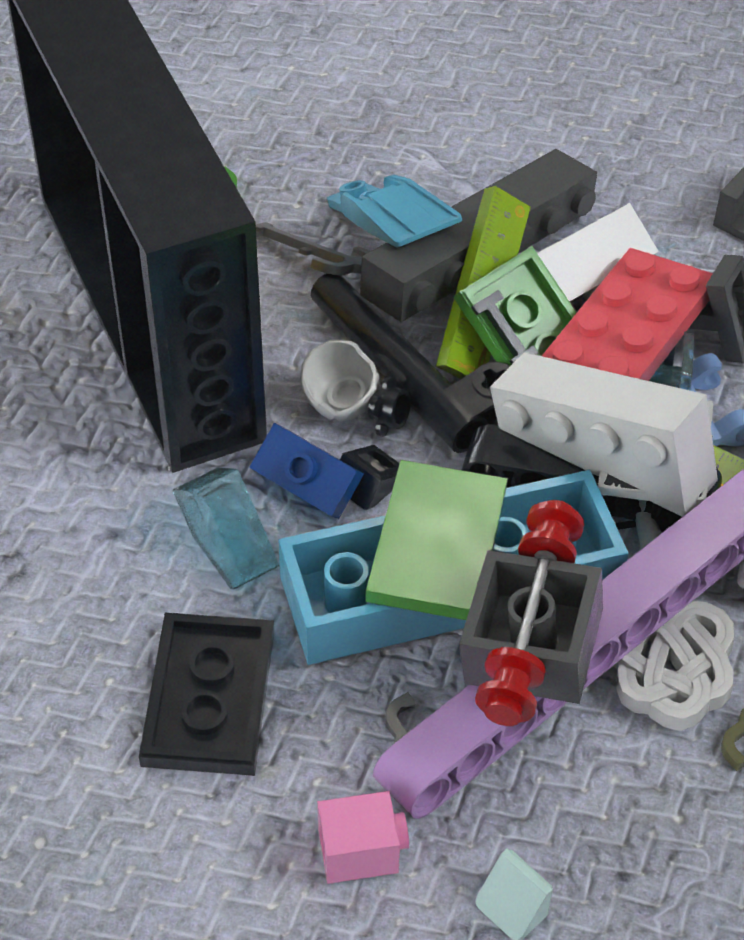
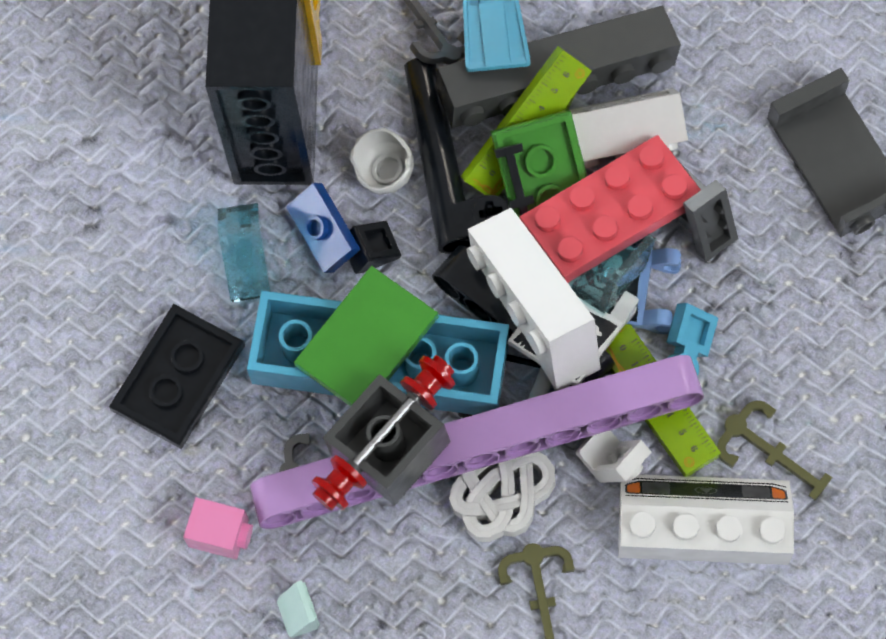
camera: 30 degrees right, 20 degrees up
(389, 407) = (409, 197): black plate -> none

